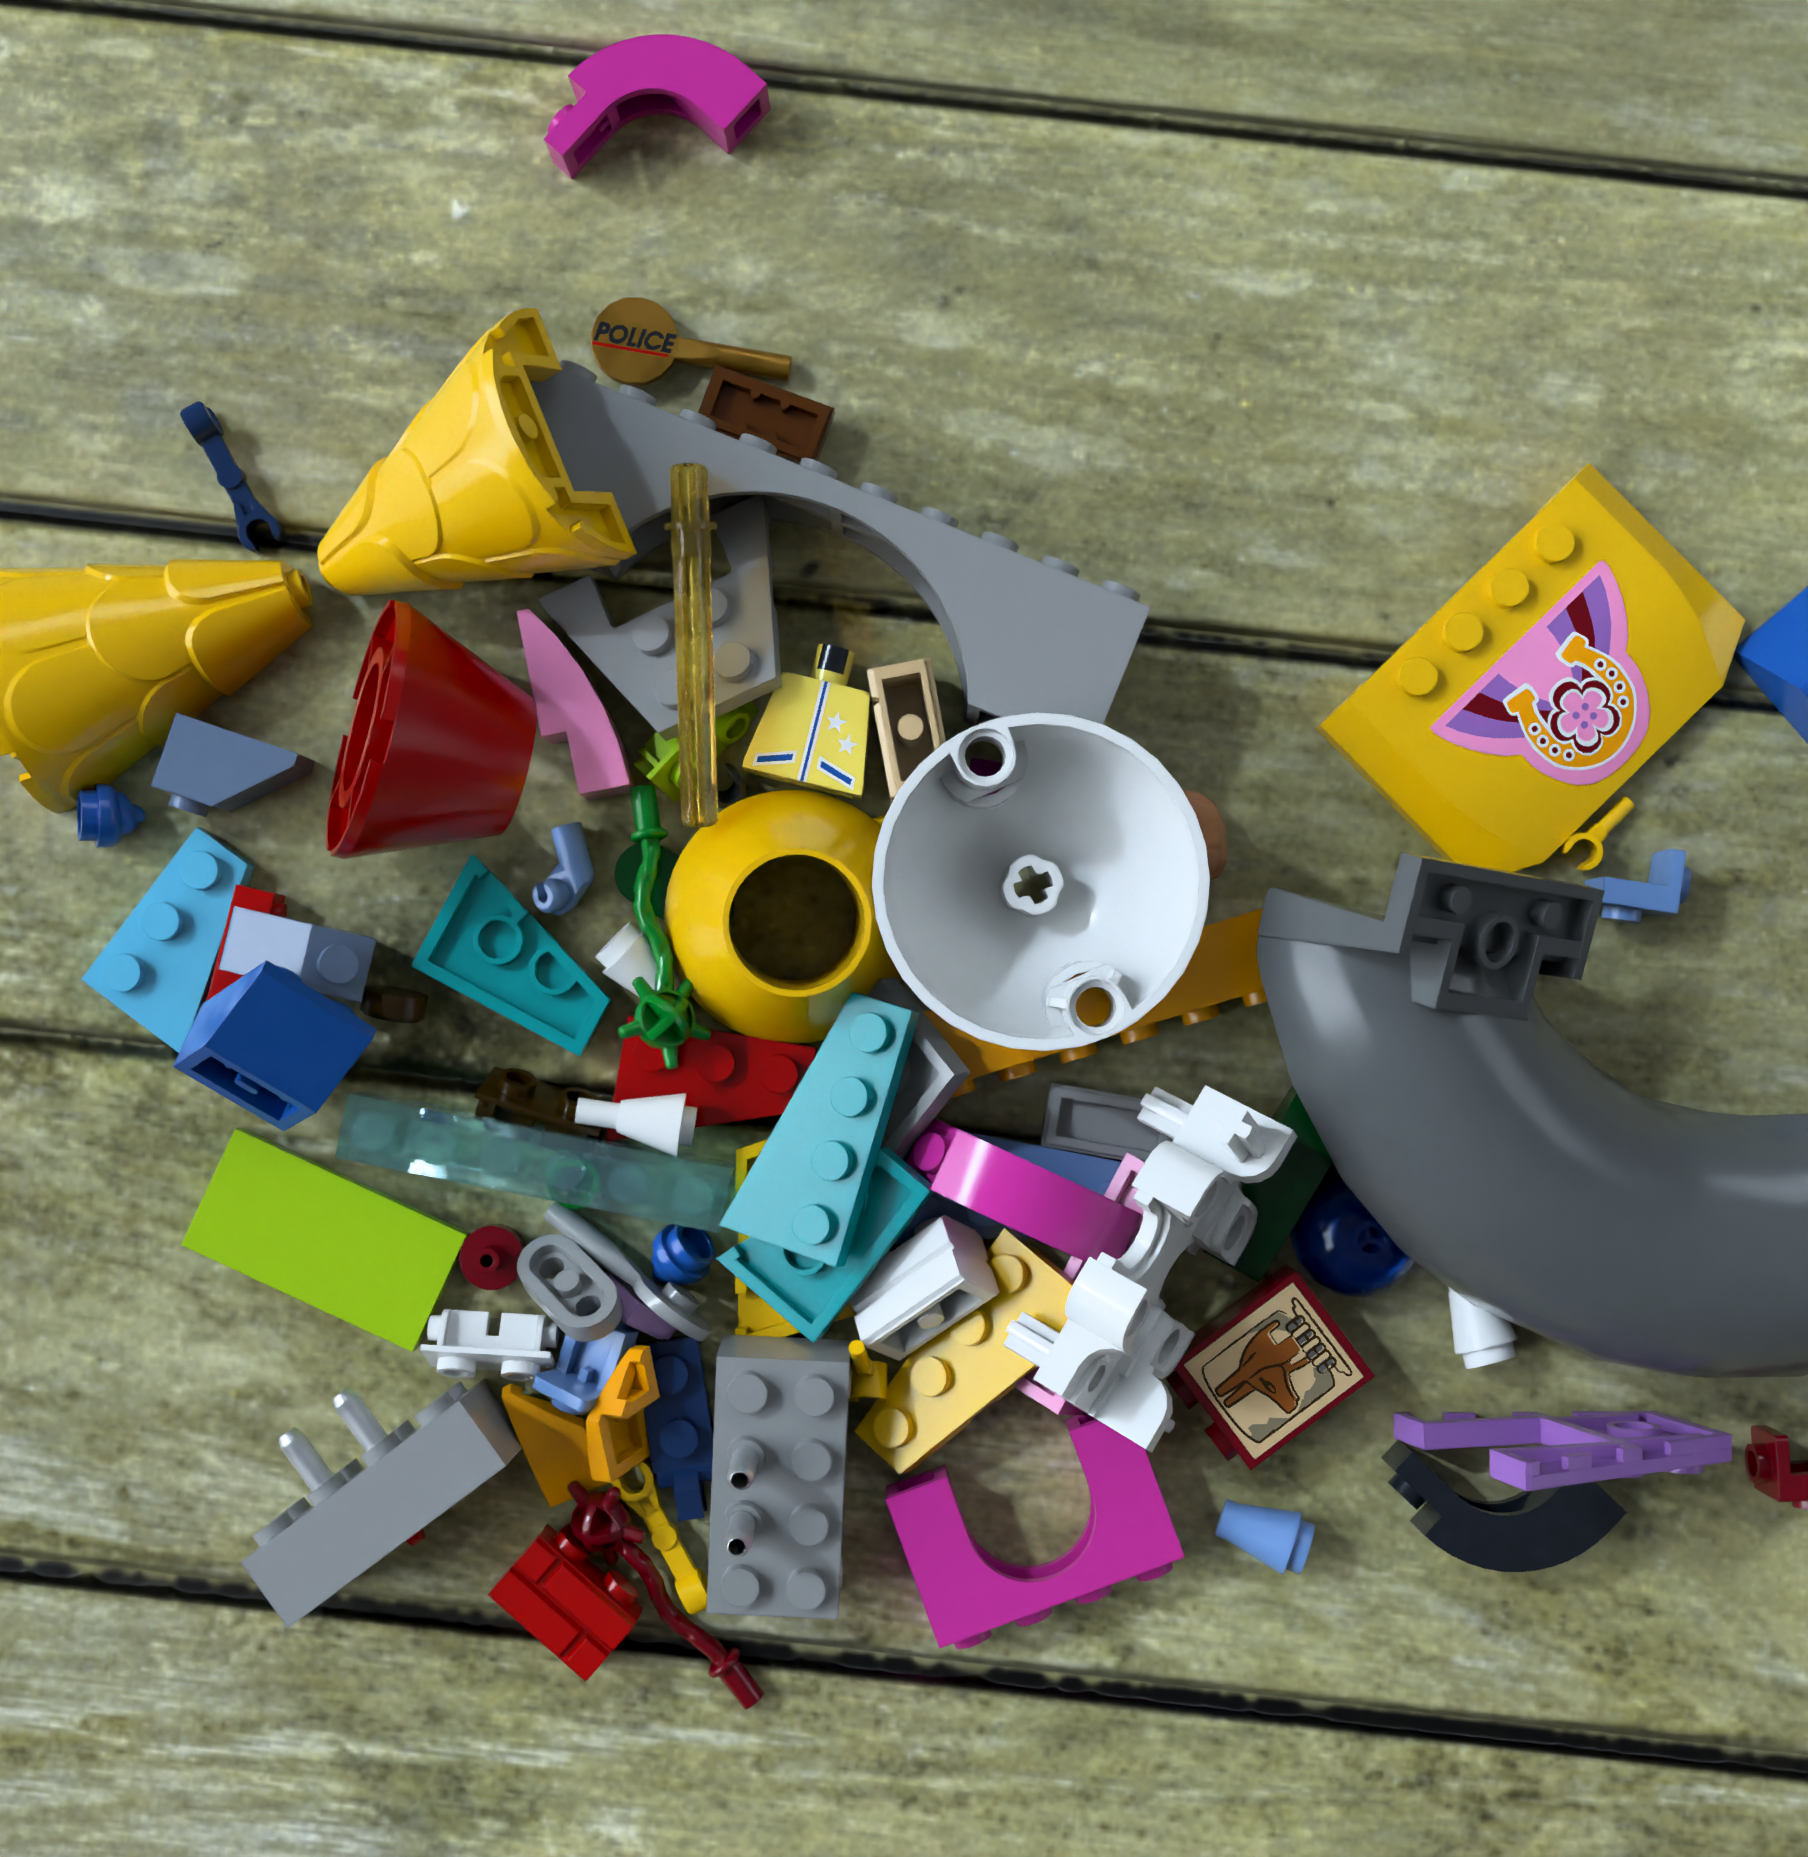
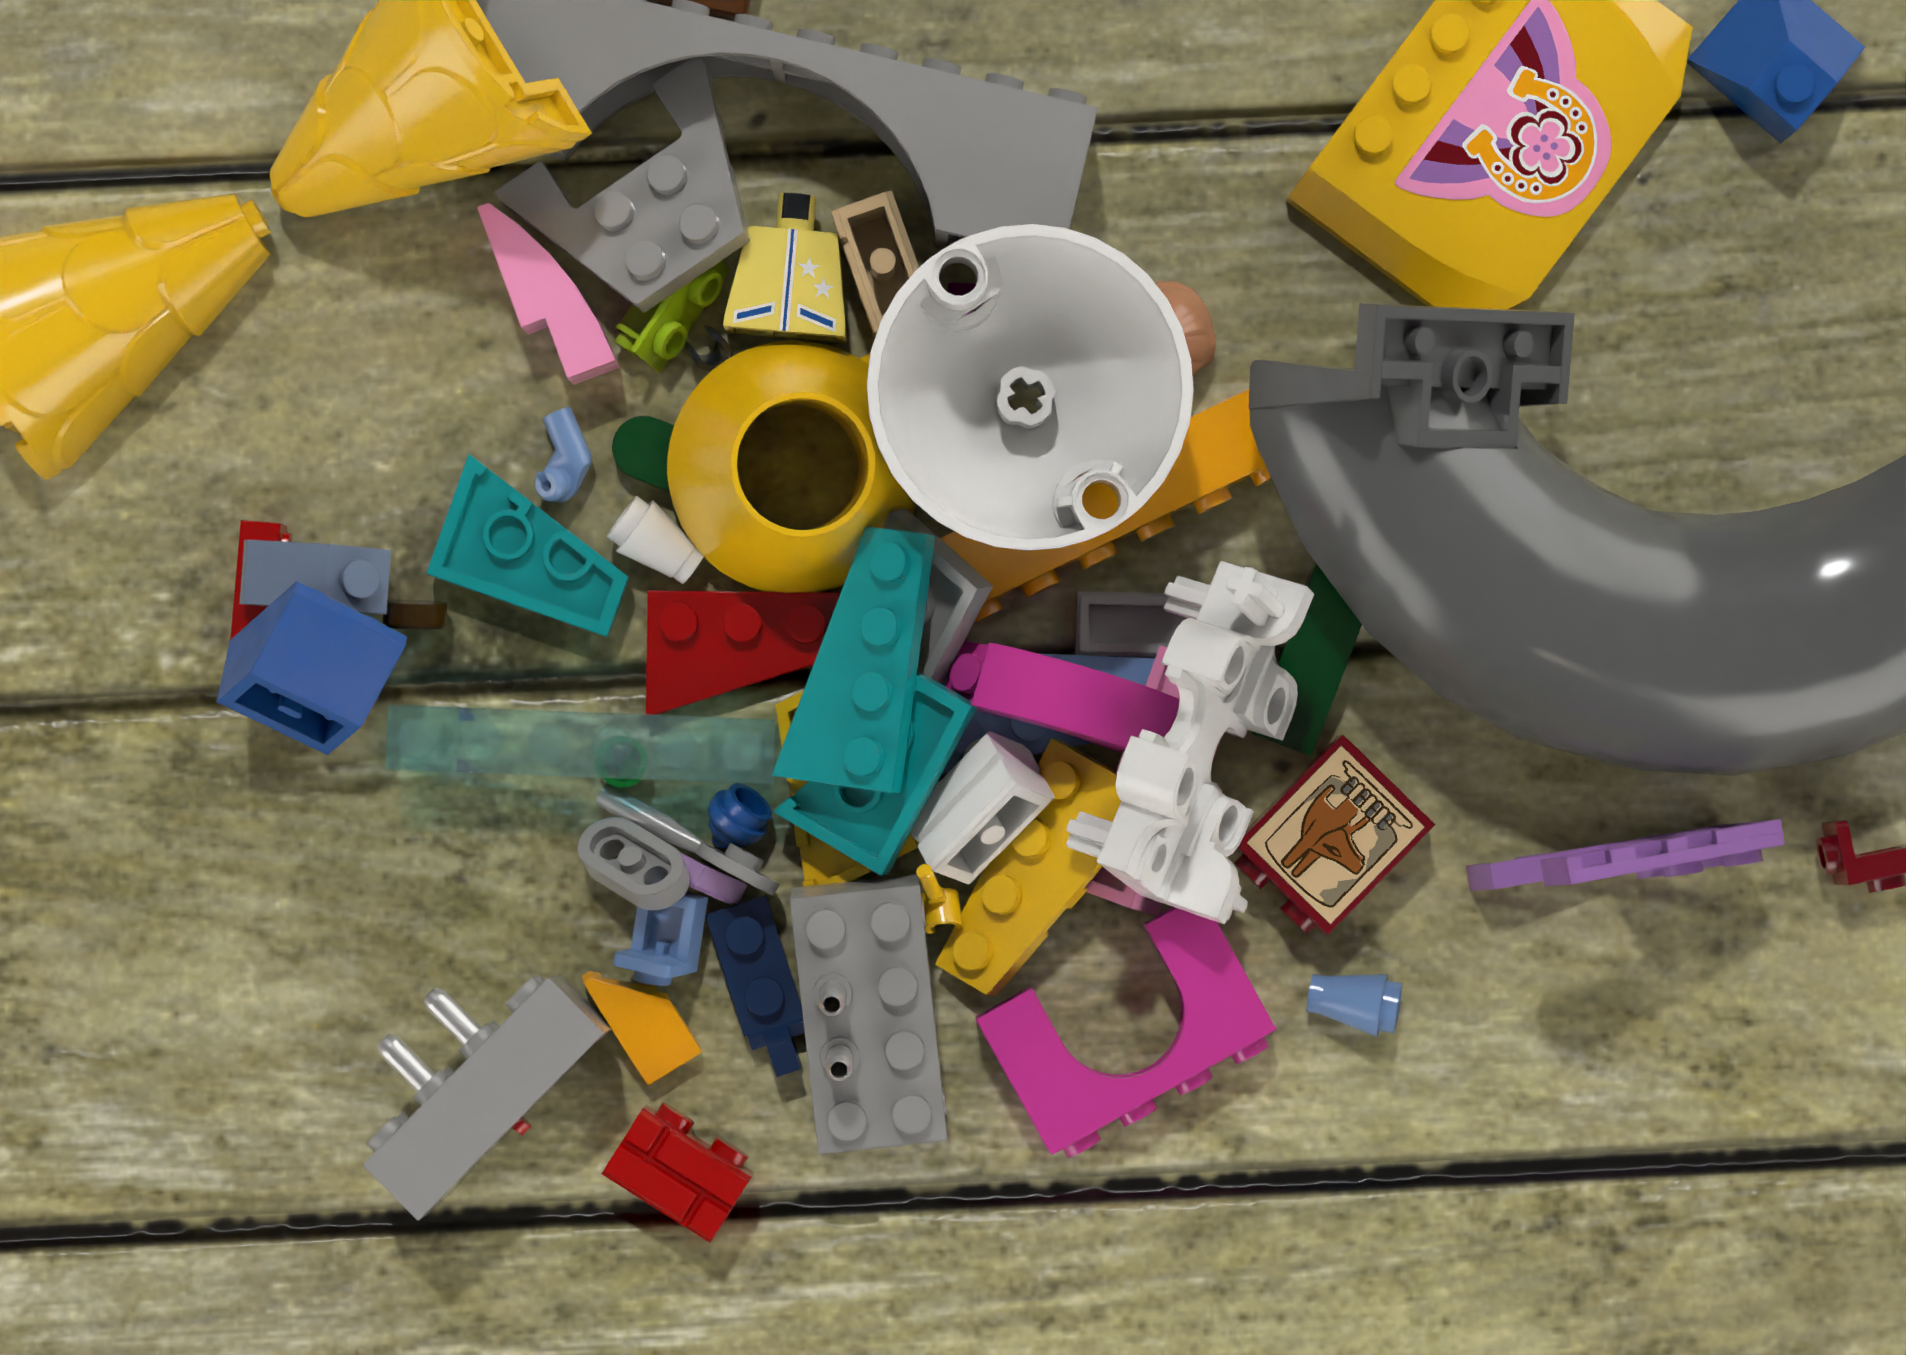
camera: 10 degrees left, 0 degrees up
(106, 815) = (97, 473): blue plate -> none
(170, 943) = (185, 587): medium azure wing -> none
(221, 768) = (208, 407): sand blue slope -> none
(248, 510) = (167, 117): dark blue piece -> none
(325, 1239) = (383, 858): lime tile -> none
(430, 745) = (415, 349): red cone -> none
(467, 1347) = (536, 942): white hinge -> none
(502, 1245) = (565, 841): dark red tile -> none
(521, 1099) = (553, 687): dark brown hinge -> none
(606, 1528) = (706, 1095): dark red piece -> none
(617, 1422) = (700, 986): light orange slope -> none
(647, 1503) = (765, 1097): yellow piece -> none
(654, 1121) = (691, 686): white cone -> none
(664, 1015) = (684, 581): green piece -> none
(694, 642) = (659, 211): clear yellow axle -> none
(1330, 1246) = (1382, 719): clear blue cylinder -> none
(1479, 1334) = (1536, 770): white cone -> none
(1507, 1534) = (1620, 953): black arch -> none
(1598, 833) = (1581, 260): yellow hand -> none
(1666, 889) = (1618, 321): medium blue bracket -> none

